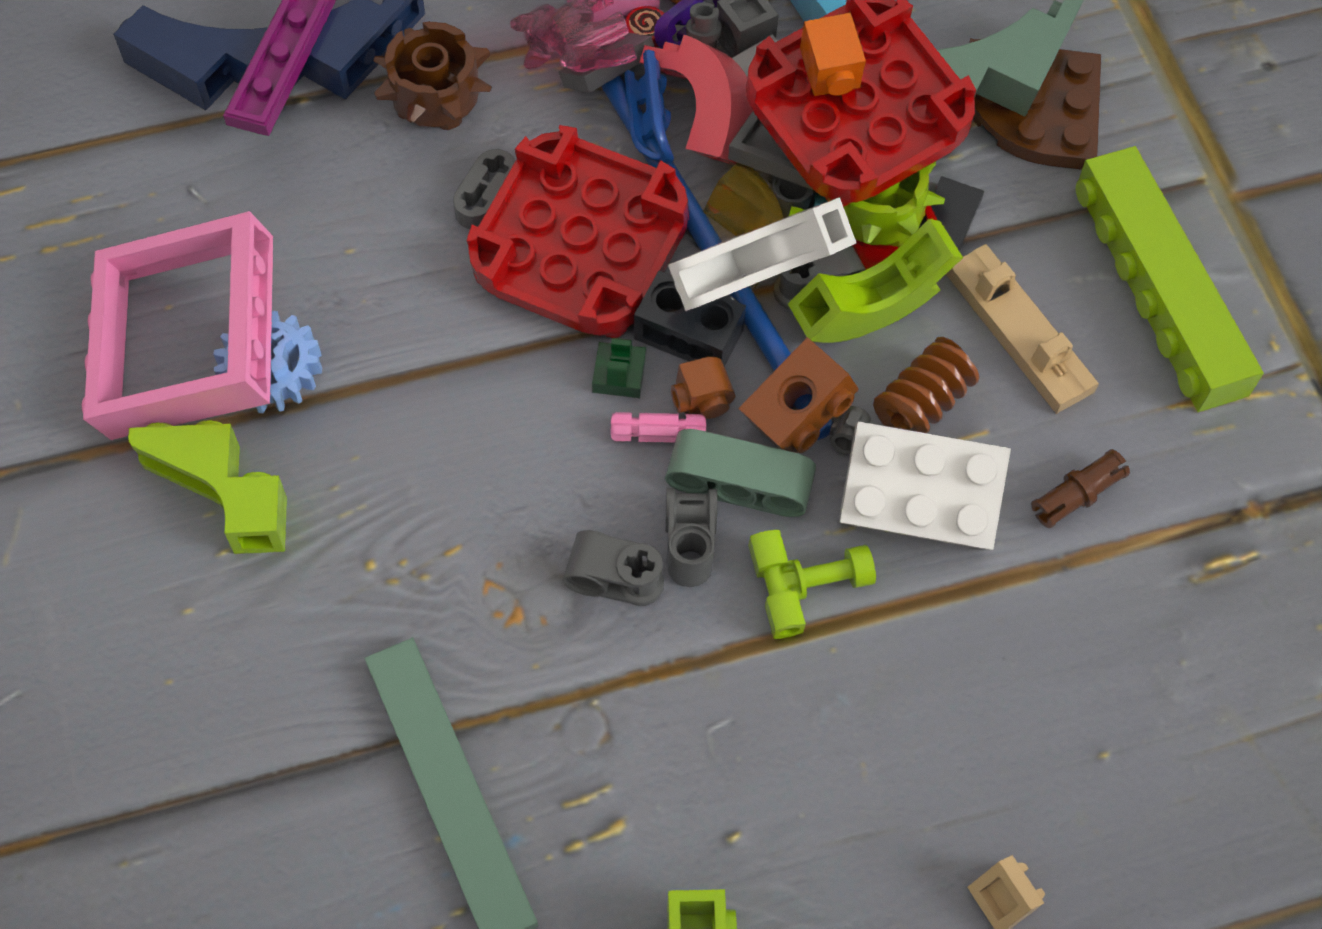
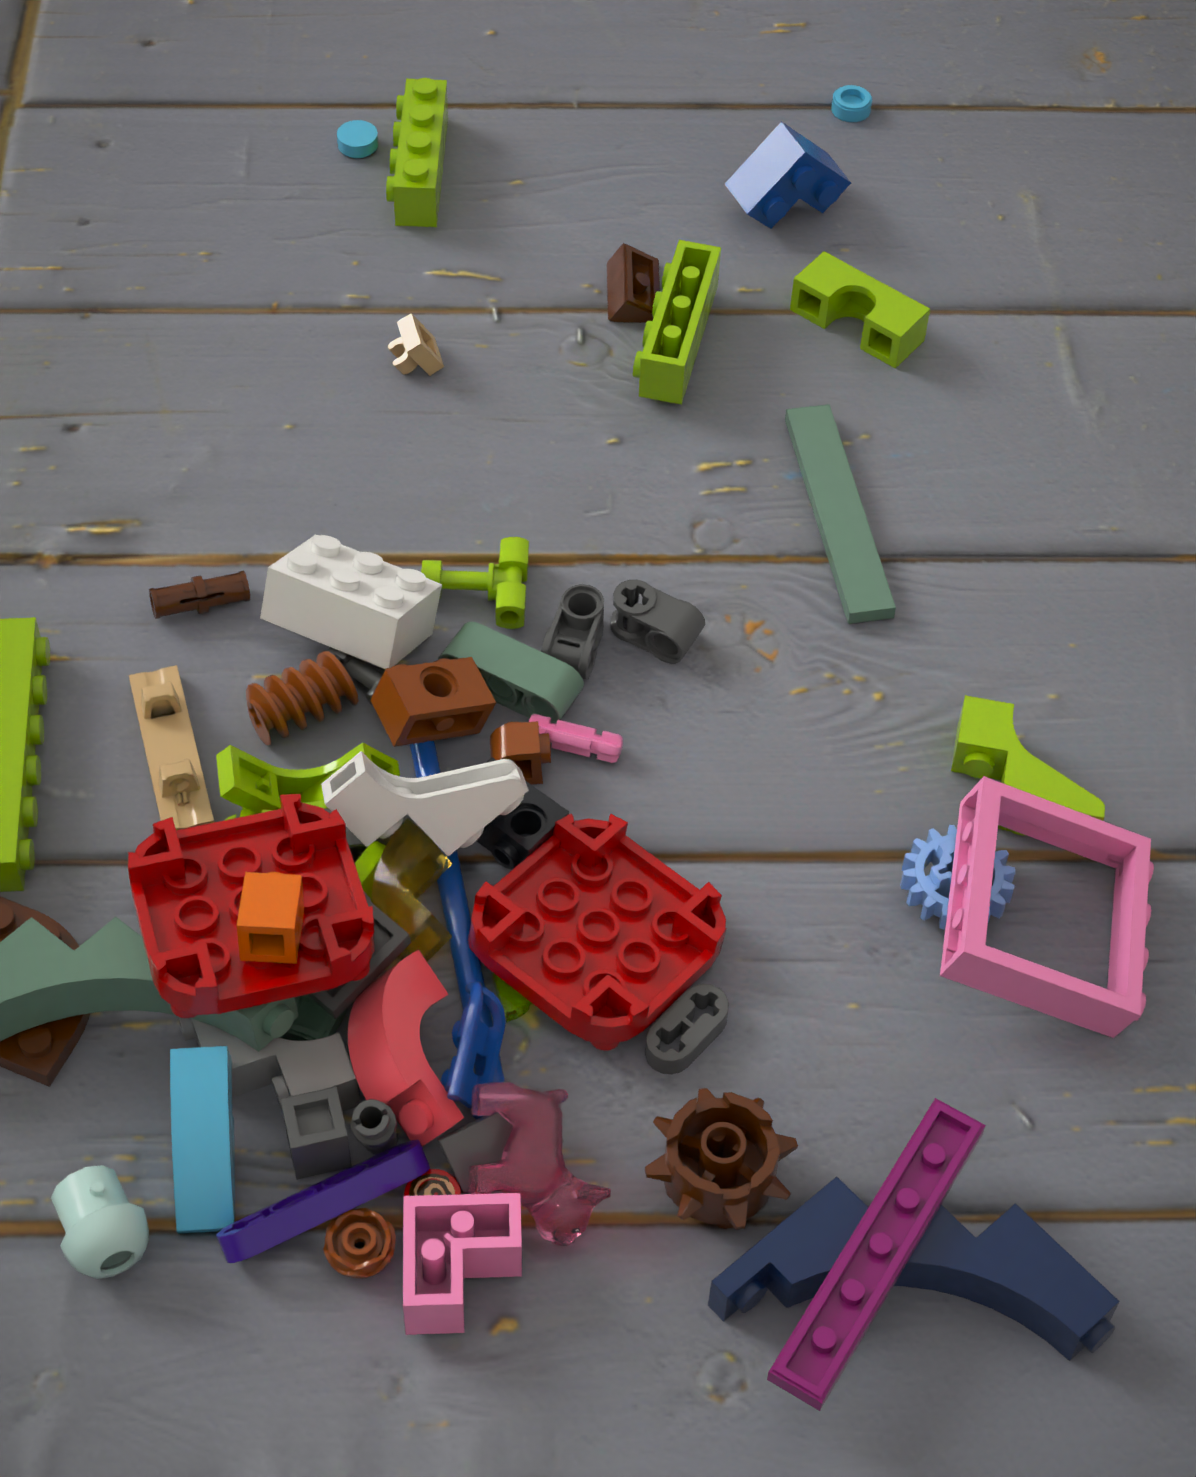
camera: 165 degrees left, 10 degrees down
(619, 368) = (596, 796): dark green tile -> none

